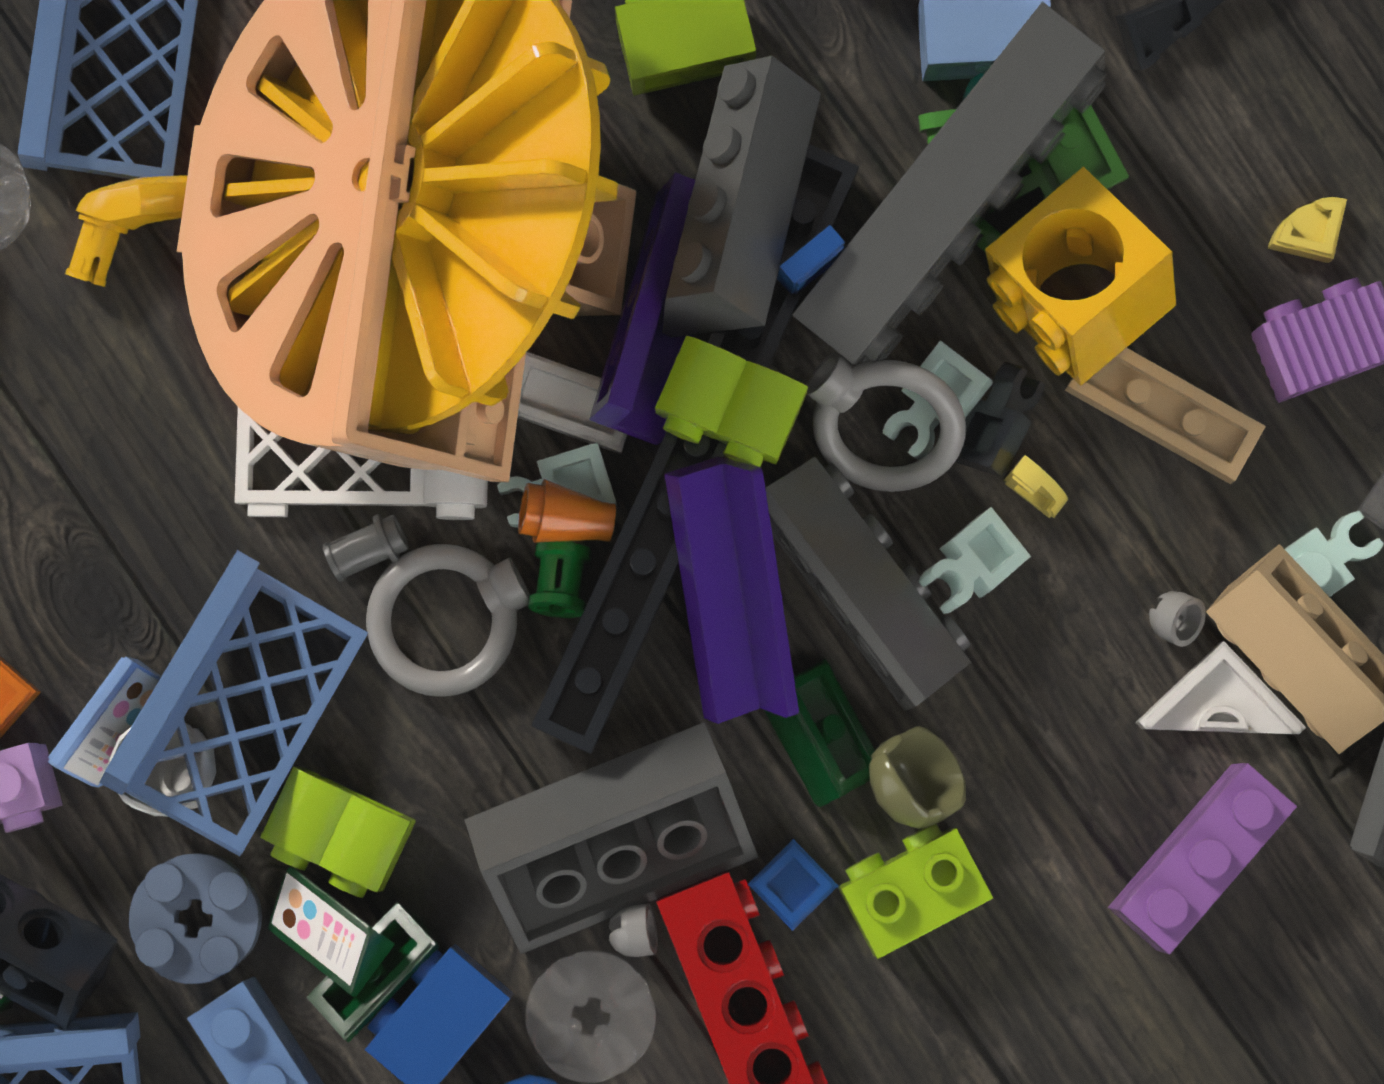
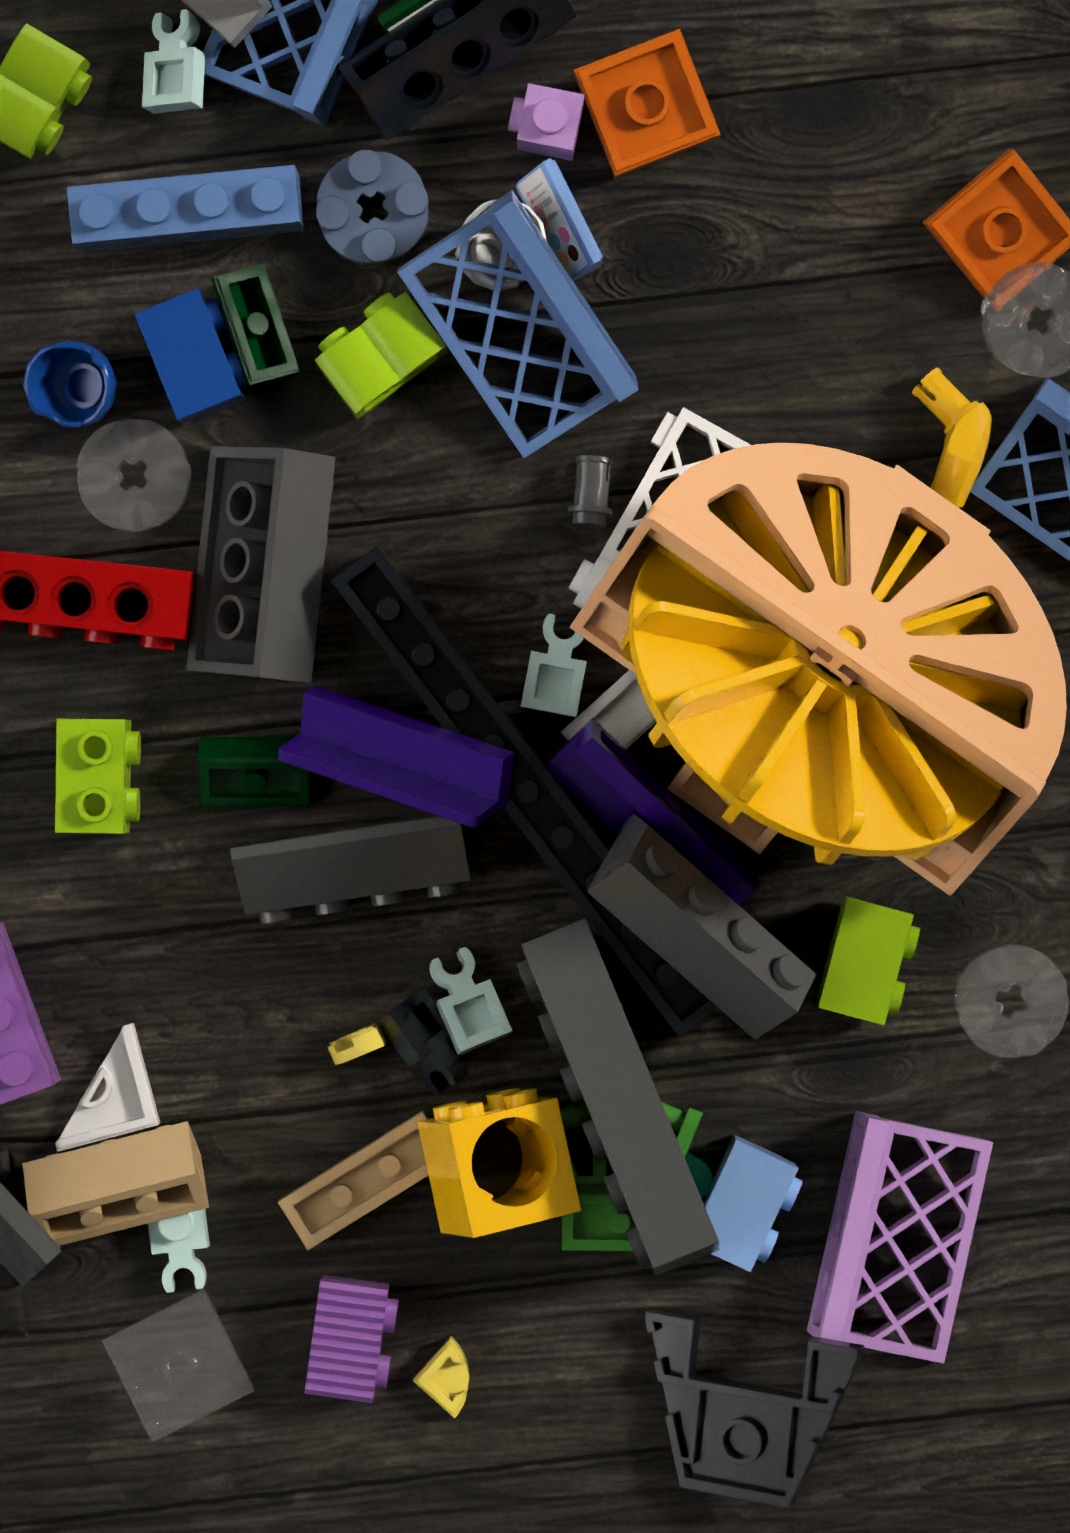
camera: 120 degrees right, 5 degrees up
(327, 932) = (304, 305): slope -> none
(501, 590) = (502, 580): light grey piece -> none
(554, 558) = (464, 628): green bush -> none
(561, 514) = (531, 657): orange cone -> none
(634, 931) = (180, 543): light grey hinge -> none
(730, 402) = (542, 833): lime brick -> none
(792, 884) = (151, 685): blue tile -> none
(811, 261) = (619, 956): blue tile -> none
(838, 386) = (511, 925): light grey piece -> none
(917, 778) = (178, 825): olive hair -> none
(976, 559) = (323, 967): light aqua plate -> none
(1178, 617) = (195, 1098): light grey hinge -> none

